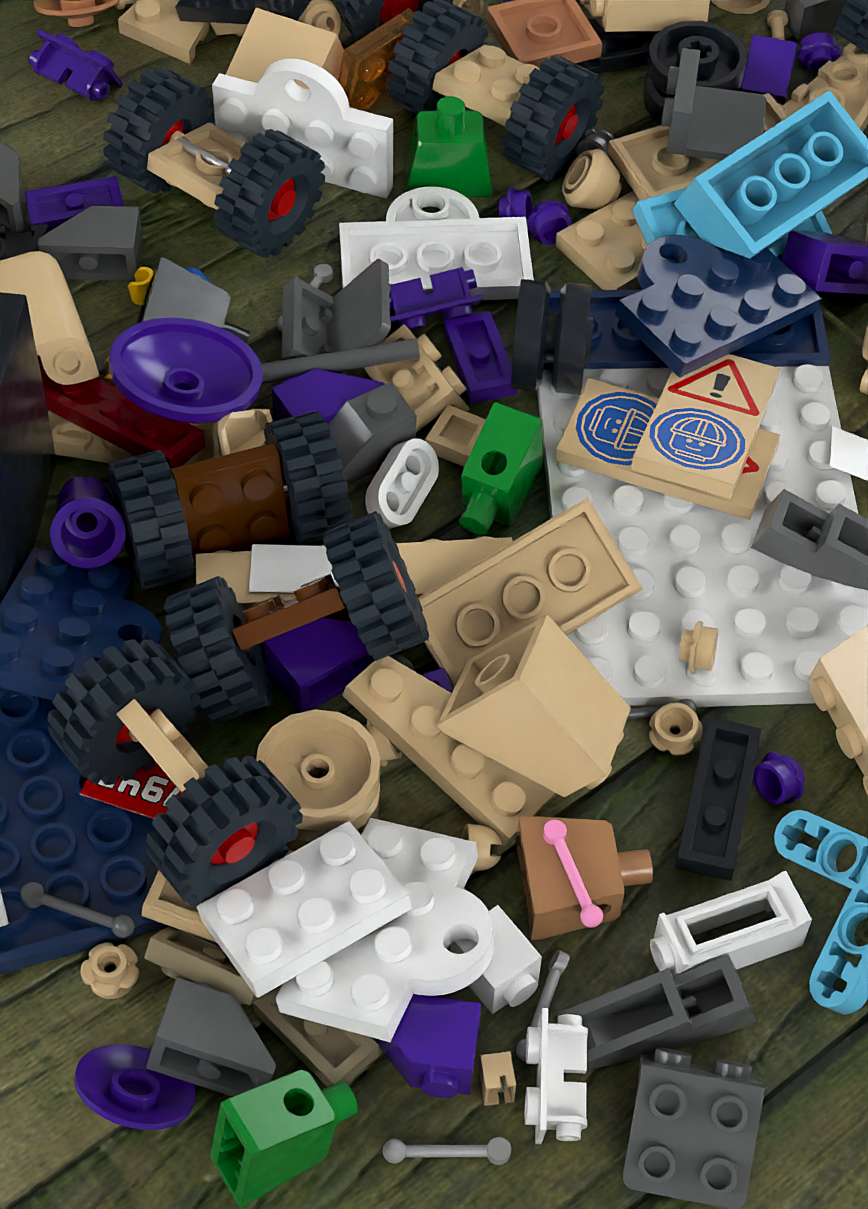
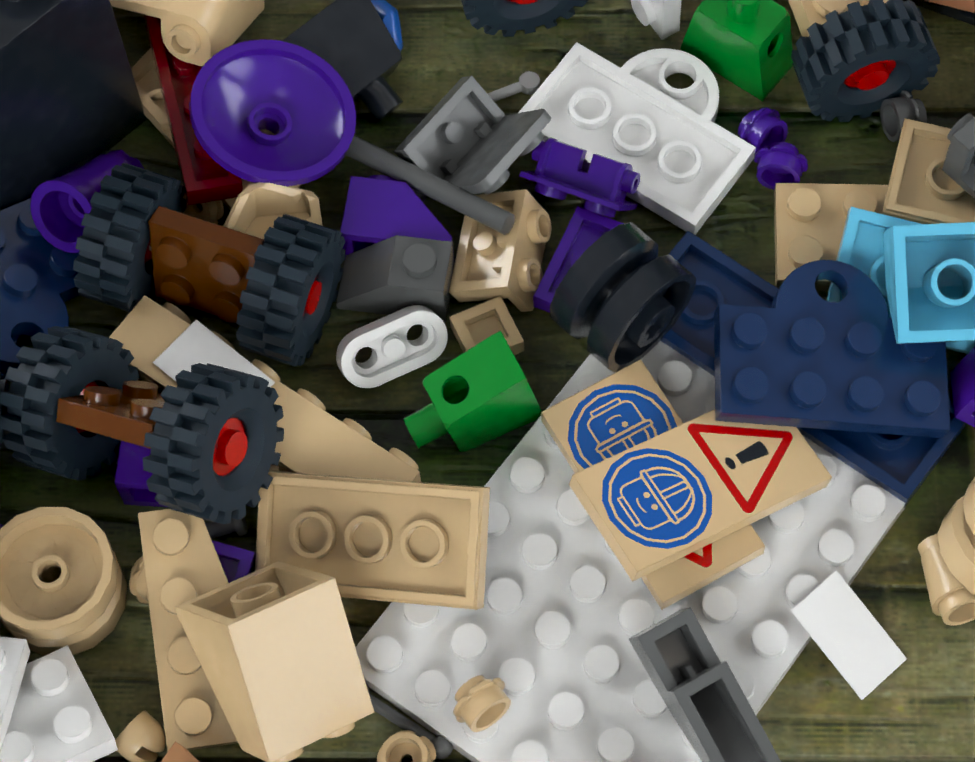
camera: 45 degrees right, 10 degrees up
(591, 181) = (858, 150): tan cone -> none

